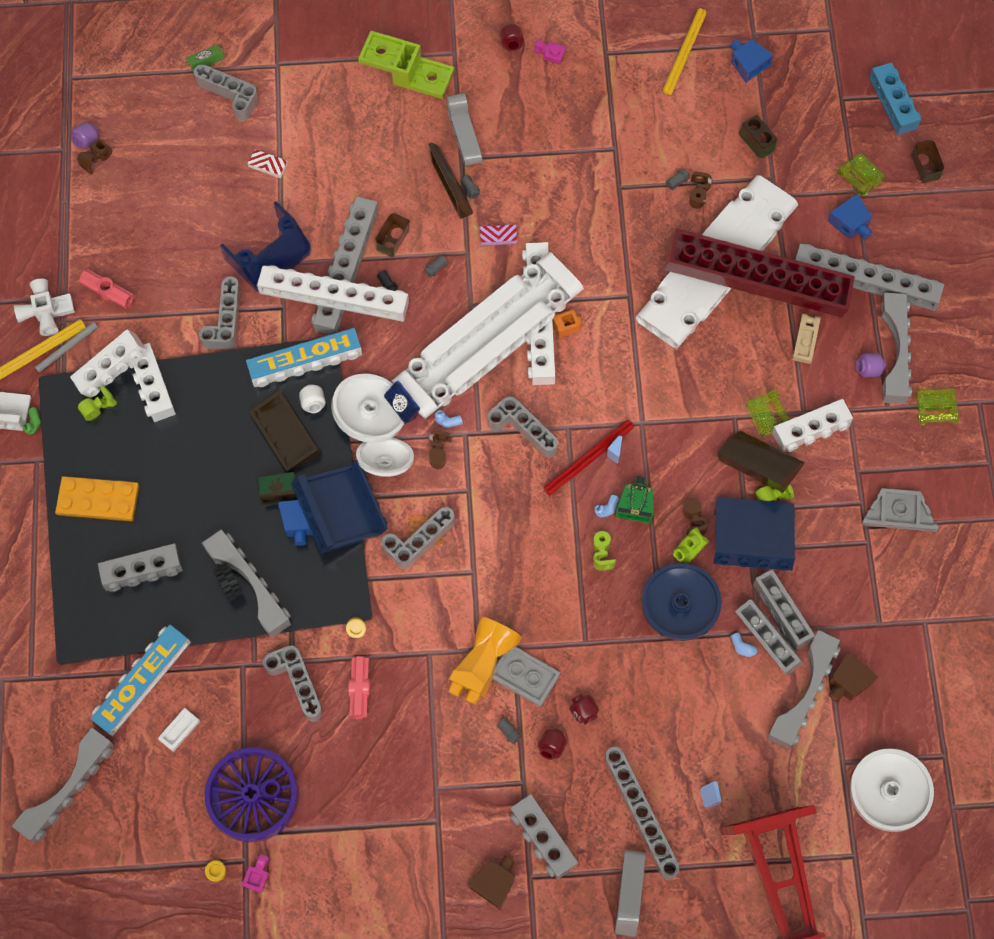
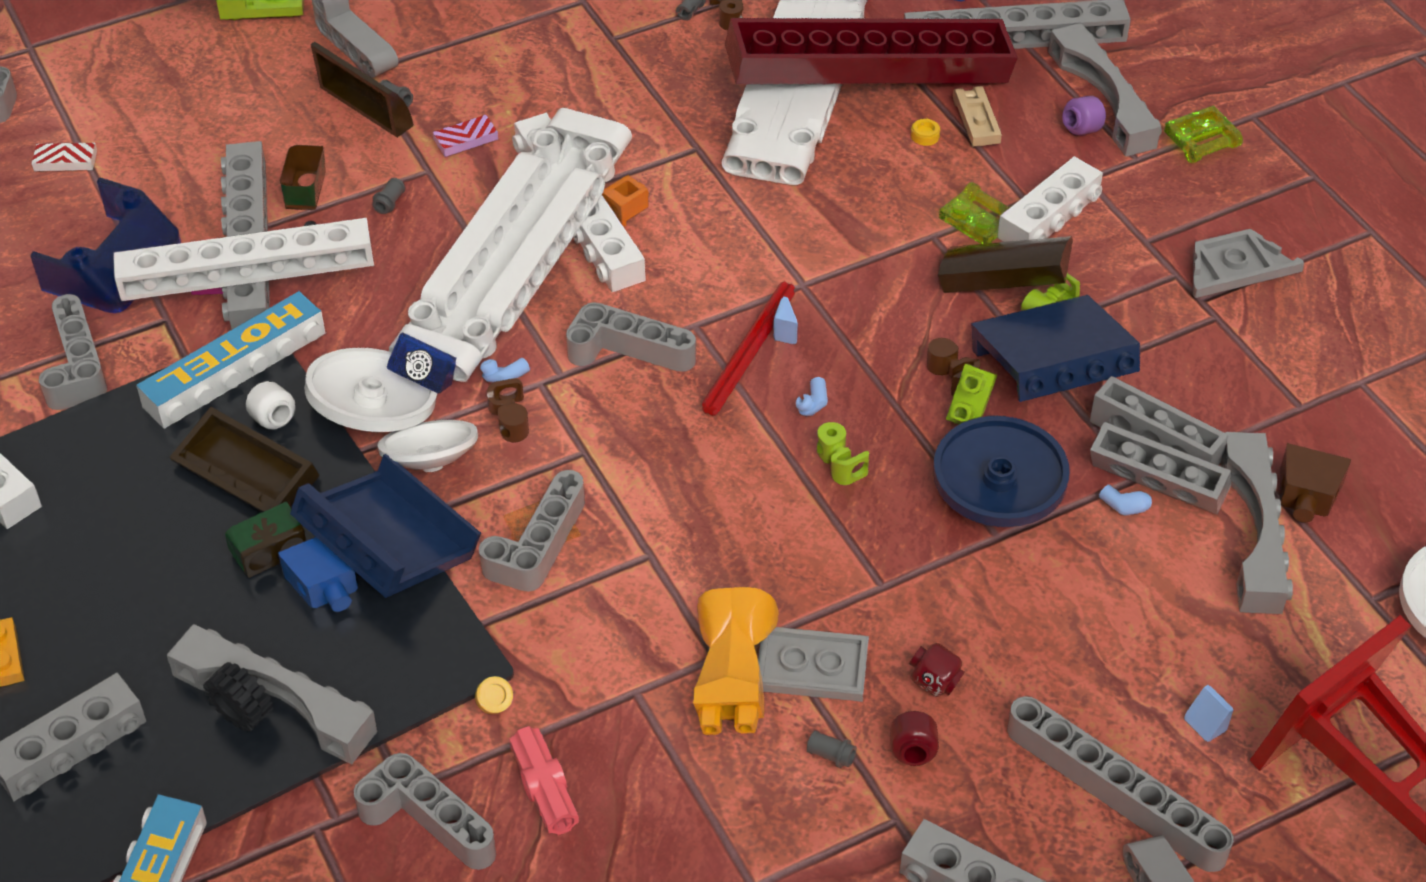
camera: 25 degrees left, 20 degrees down
(636, 502) = (856, 375): green torso -> none
(770, 337) = (925, 132): none -> yellow tile

